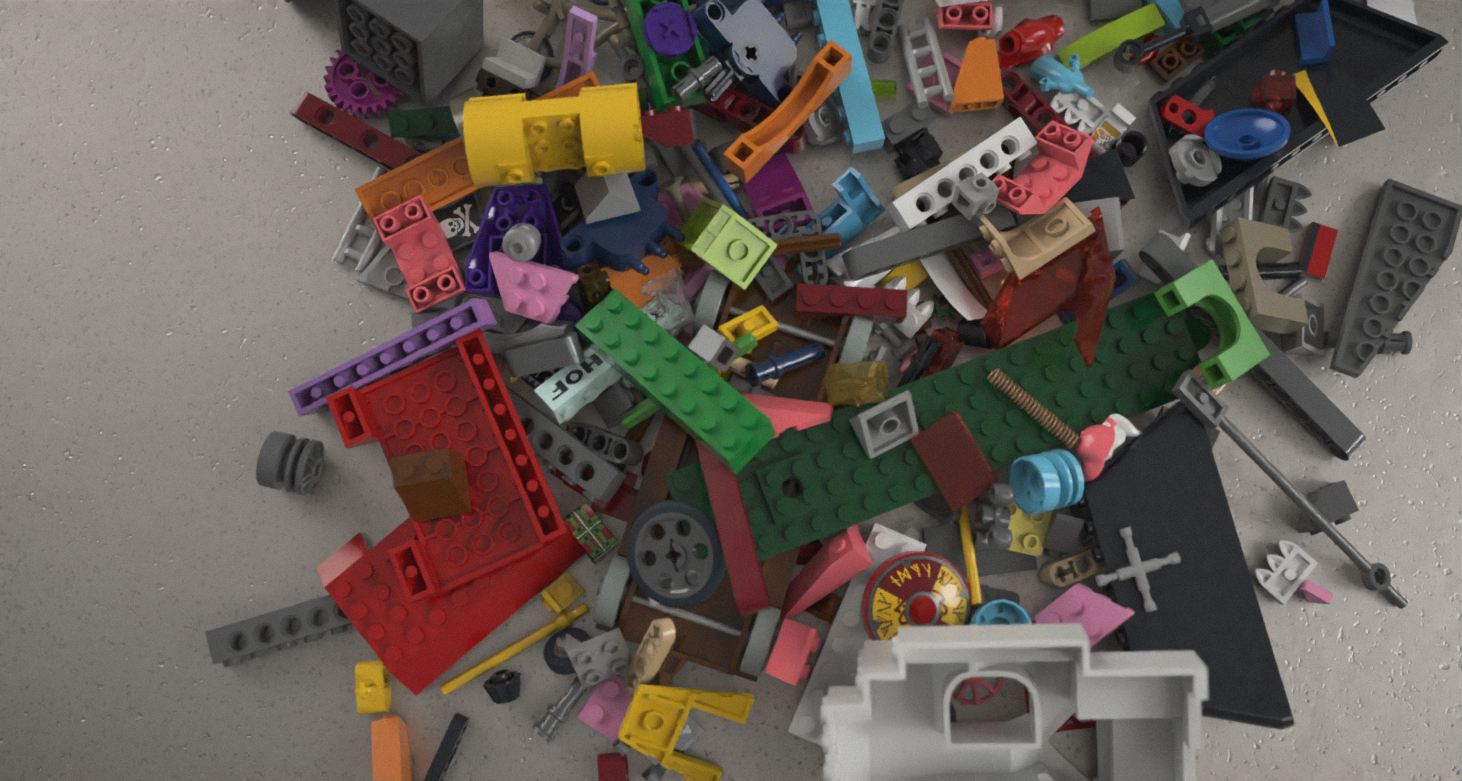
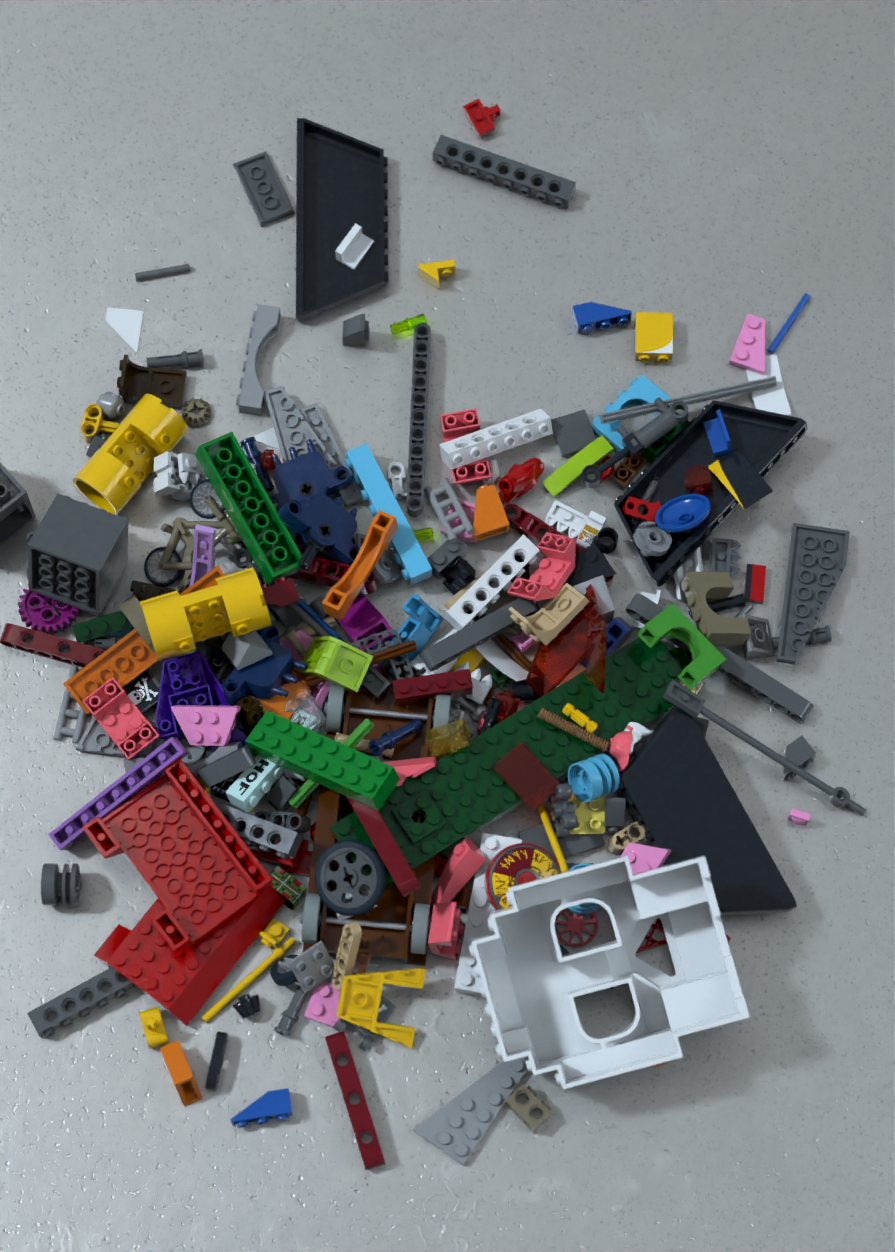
camera: 15 degrees left, 10 degrees down
(432, 484) = (172, 867): reddish brown slope -> none
(516, 64) = (157, 572): white panel -> none
(521, 242) = (194, 693): light grey head -> none
(669, 30) = (265, 526): dark purple tile -> none
(696, 79) = (291, 556): dark grey pin -> none
(713, 348) = (345, 733): brick -> none
(756, 321) = (370, 711): yellow slope -> none
(886, 425) = (473, 760): light grey slope -> none
(938, 508) = (526, 815): dark grey tile -> none
(975, 196) = (503, 595): light grey brick -> none
(1045, 393) = (580, 717): none -> yellow axle
(1056, 76) = (544, 500): medium azure piece -> none
(1138, 569) = (667, 821): light grey piece -> none
(1286, 572) = (778, 807): white plate -> none

